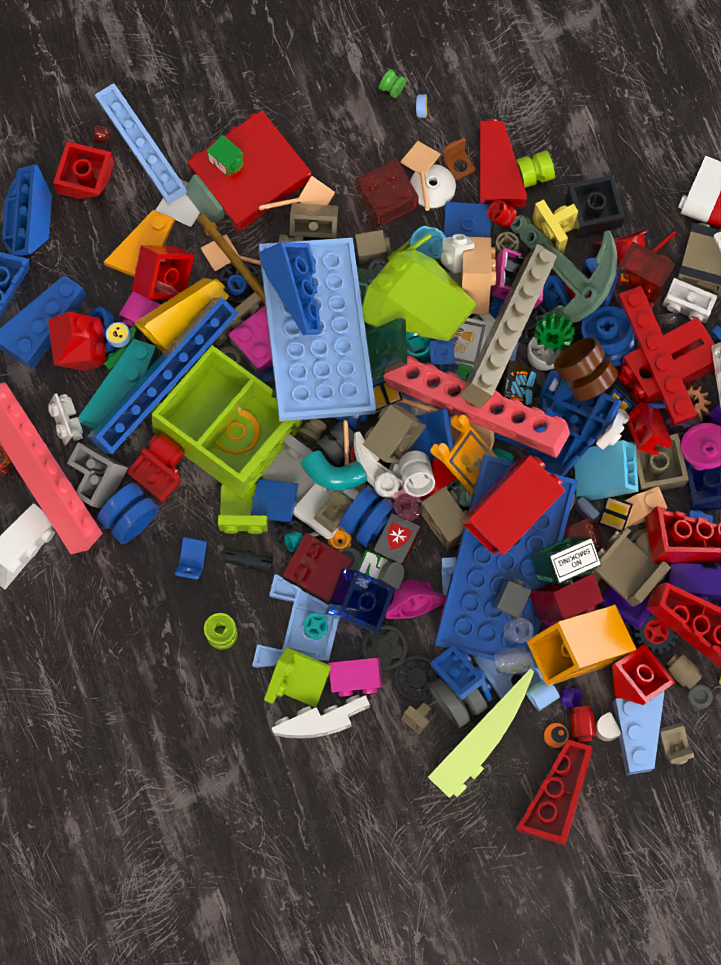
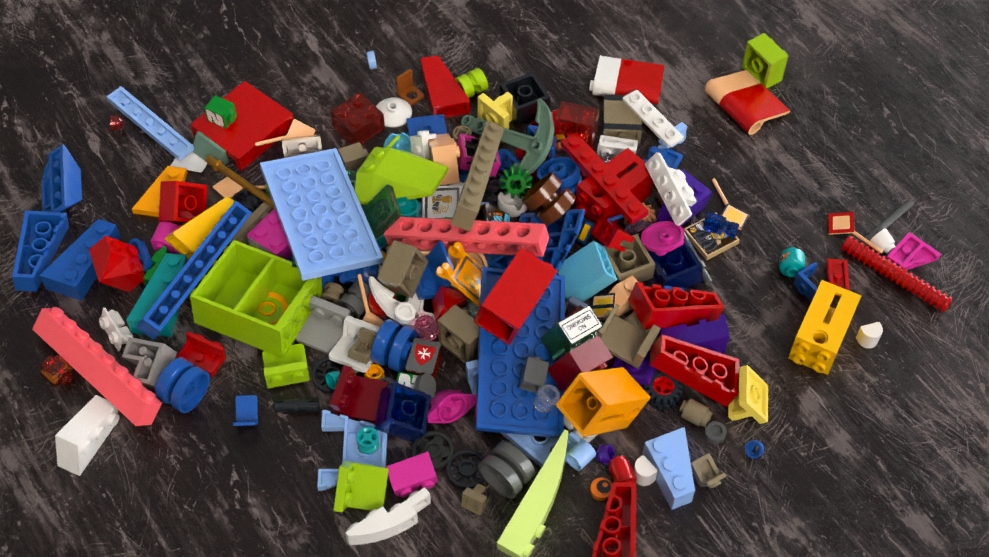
camera: 15 degrees left, 20 degrees down
(83, 171) = (104, 146): red slope -> none
(118, 334) = (152, 252): tile -> none
(166, 449) = (208, 327): red brick -> none
(220, 631) = (283, 464): lime wheel -> none
(240, 284) = (249, 200): blue hinge -> none
(274, 500) = (312, 350): blue piece -> none
(290, 272) = (292, 174): blue wedge -> none
(333, 477) = (357, 316): teal cylinder -> none
(392, 83) = (345, 49): bright green wheel -> none
(416, 473) = (428, 298): white wheel -> none
(420, 160) = (379, 96): light nougat piece -> none
(442, 354) = (428, 208): blue bracket -> none
(459, 673) = (506, 442): blue bracket -> none
(501, 213) = (452, 116): red wheel -> none
(513, 660) = (547, 426): clear brick -> none
(612, 432) = (583, 236): white hinge -> none
(640, 676) = (659, 419): red slope -> none

